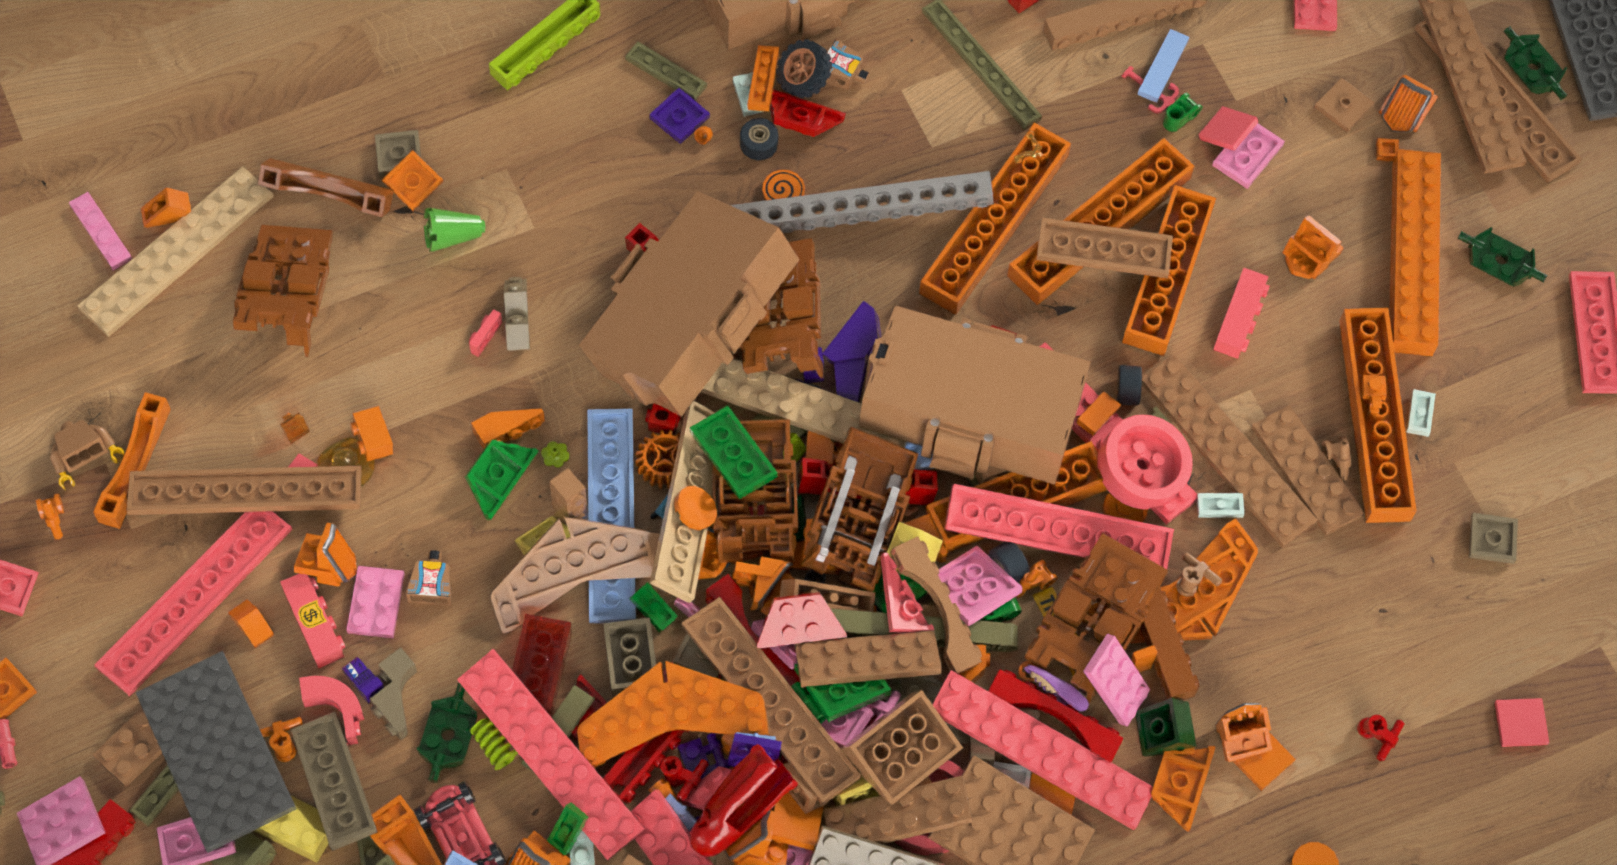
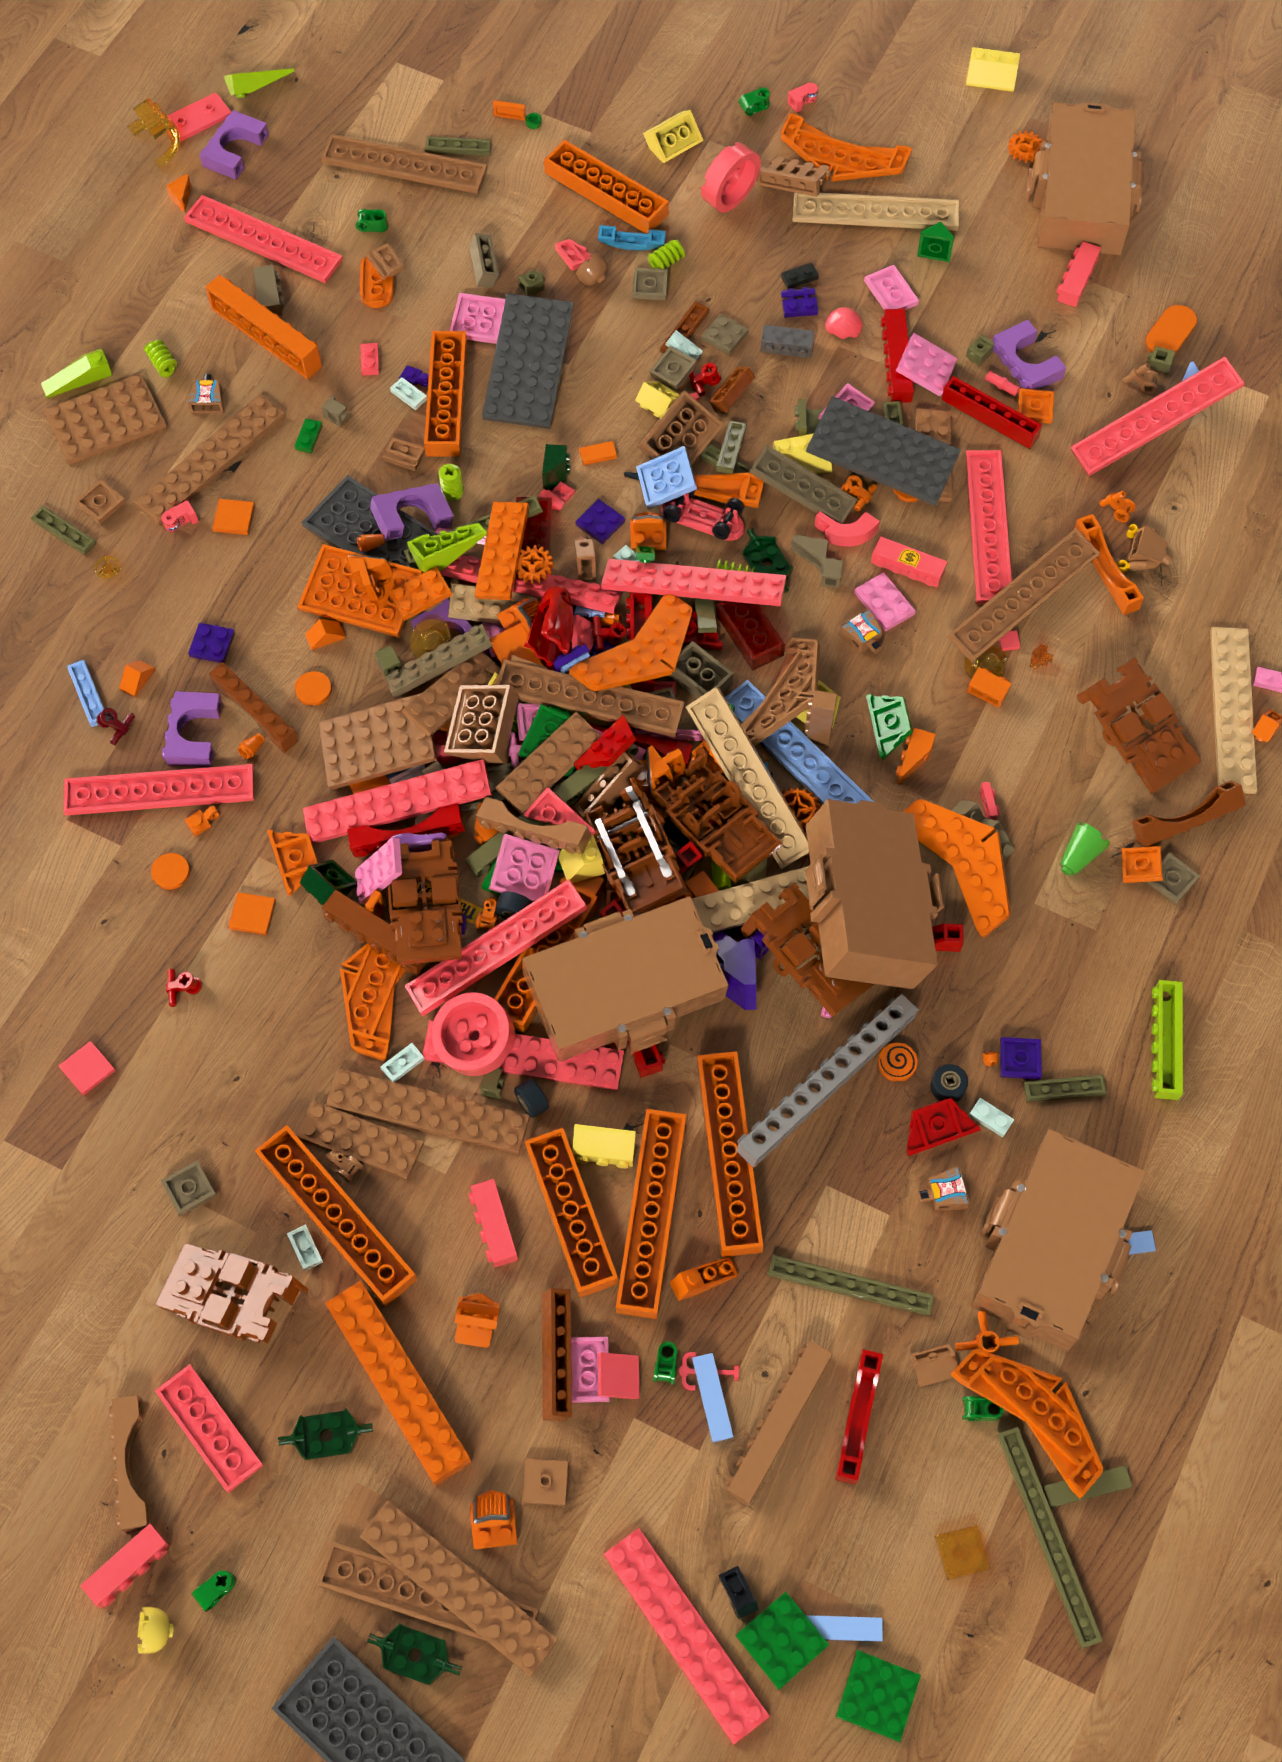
camera: 145 degrees right, 0 degrees up
(57, 712) = (991, 412): none -> red brick
(251, 623) = (943, 536): orange slope -> none
(327, 557) = (935, 595): orange piece -> none
(362, 679) = (848, 553): dark purple leg -> none
(551, 297) = (975, 862): none -> orange wing
(555, 458) = (869, 767): lime plant -> none
(695, 508) = (739, 767): orange tile -> none
(733, 452) = (748, 822): green plate -> none
(763, 78) = (990, 1129): orange plate -> none
(815, 75) = (968, 1158): black wheel -> none
(1030, 134) = (756, 1229): clear yellow piece -> none
(1097, 301) = (604, 1146): none -> light yellow slope
(1098, 413) = (535, 1056): orange tile -> none
(1104, 247) = (626, 1176): medium nougat plate -> none
(1106, 149) = (702, 1278): none -> orange slope
(1193, 574) = (380, 998): medium nougat piece -> none
(1244, 731) = (275, 910): orange piece -> none
(1267, 175) = (556, 1355): none -> dark orange brick
(1375, 390) = (346, 1219): orange plate -> none
(1386, 149) = (482, 1467): orange tile -> none
(1531, 449) = (198, 1279): none -> piece

